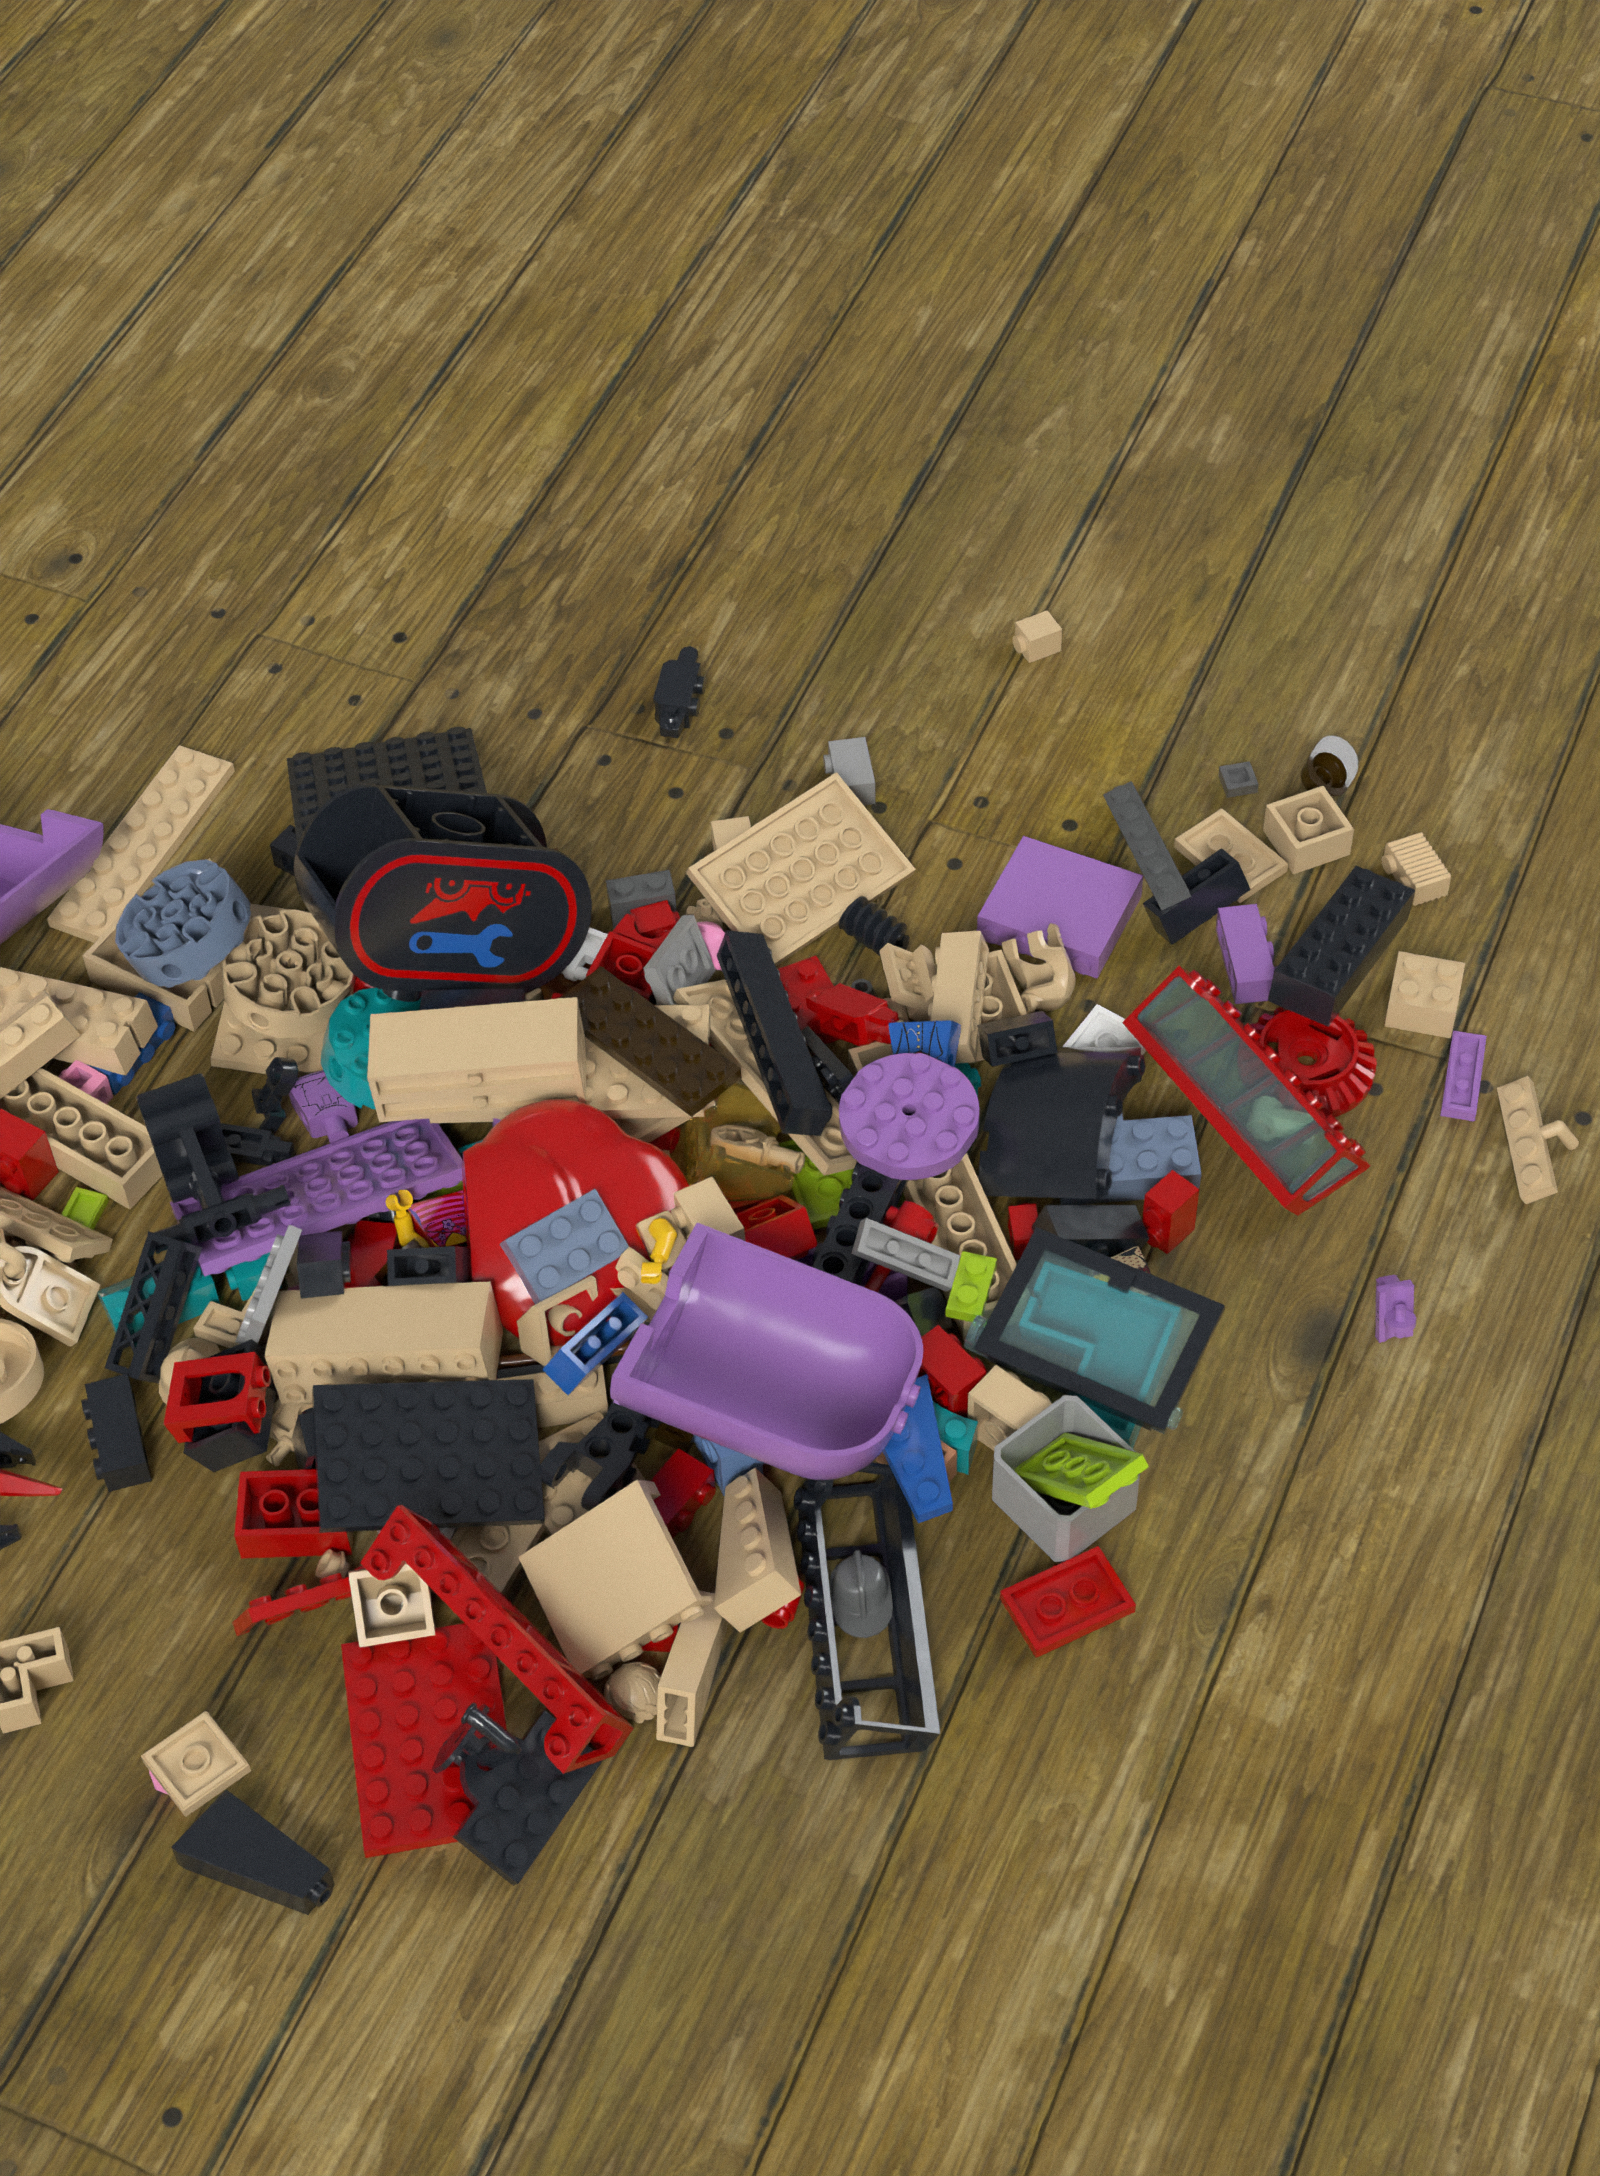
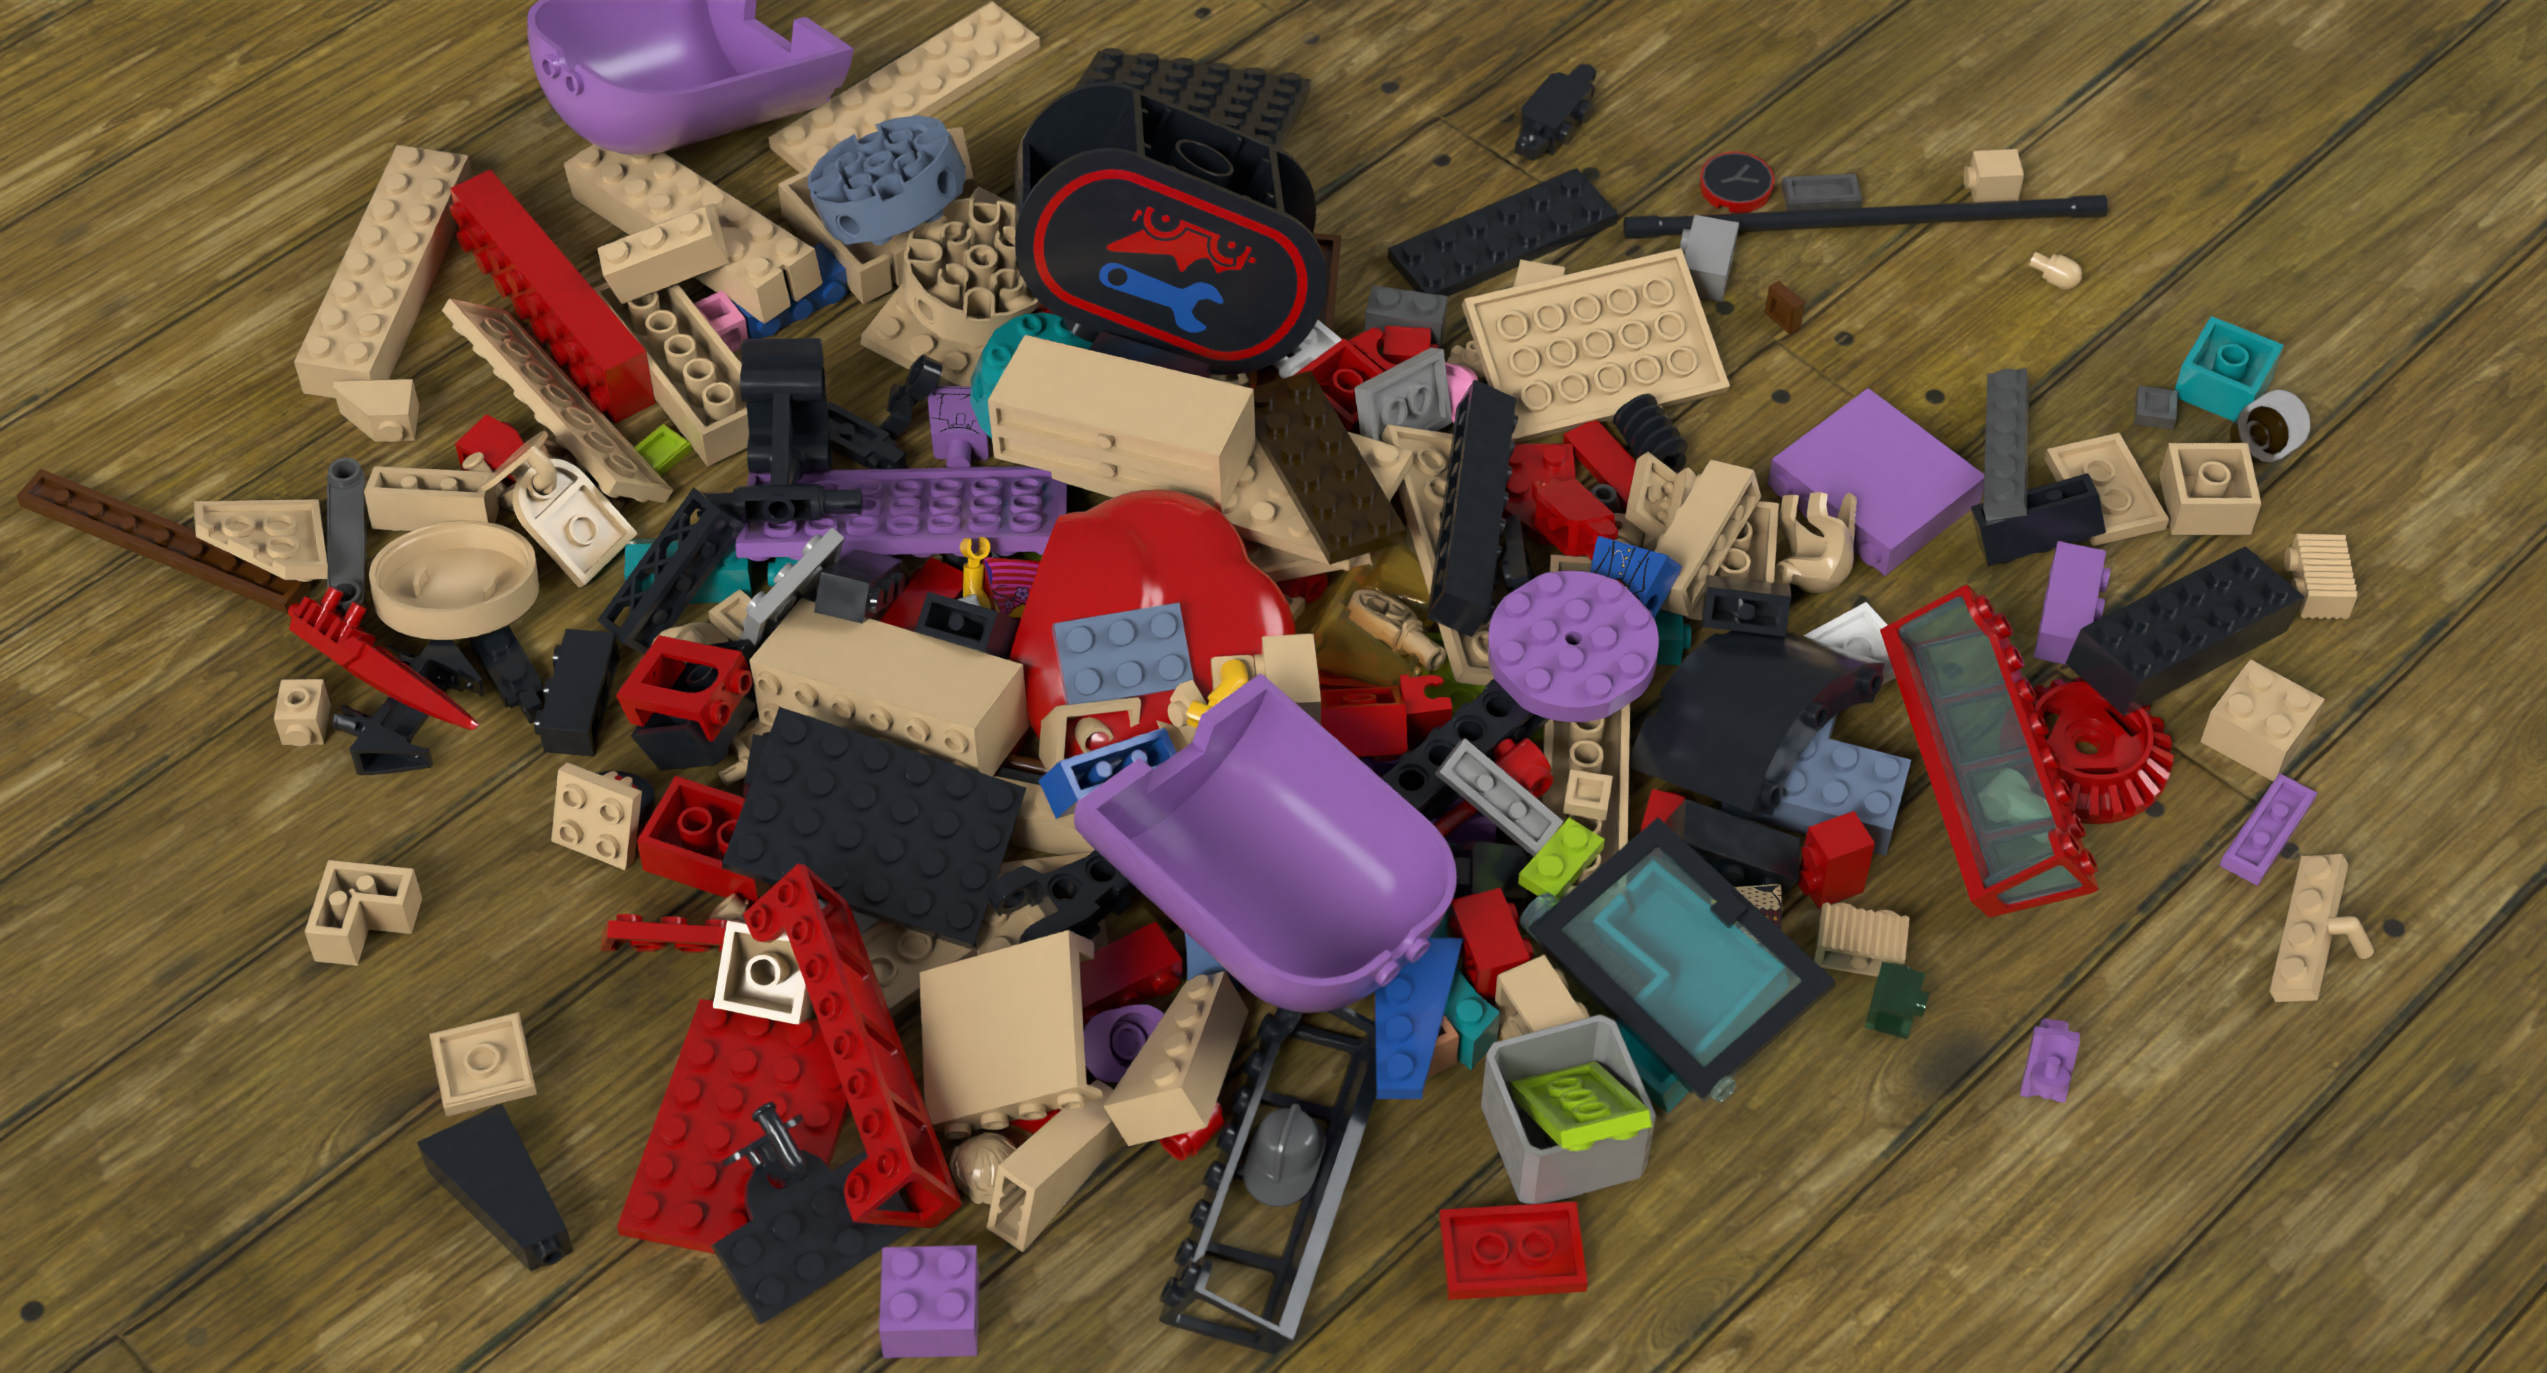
camera: 20 degrees right, 0 degrees up
(50, 1437) = (510, 671): none -> black hinge
(188, 1525) = (601, 813): none -> tan plate
(644, 1813) = (929, 1301): none -> medium lavender brick
(682, 806) = (1502, 235): none -> black plate
(700, 1549) = (1116, 1038): none -> medium lavender piece
(817, 1207) = (1422, 712): none -> red hinge
(843, 704) = (1736, 181): none -> black tile
(849, 961) = (1603, 457): none -> red tile
(911, 692) = (1821, 192): none -> flat silver tile
(927, 792) = (1784, 307): none -> reddish brown tile
(968, 1228) = (1588, 794): none -> tan plate
(1106, 642) = (2075, 207): none -> black piece
(1117, 695) = (2058, 270): none -> tan cylinder
(1214, 1266) = (1860, 939): none -> tan brick
(1259, 1303) = (1896, 1000): none -> clear green brick
(1280, 733) = (2227, 369): none -> teal brick

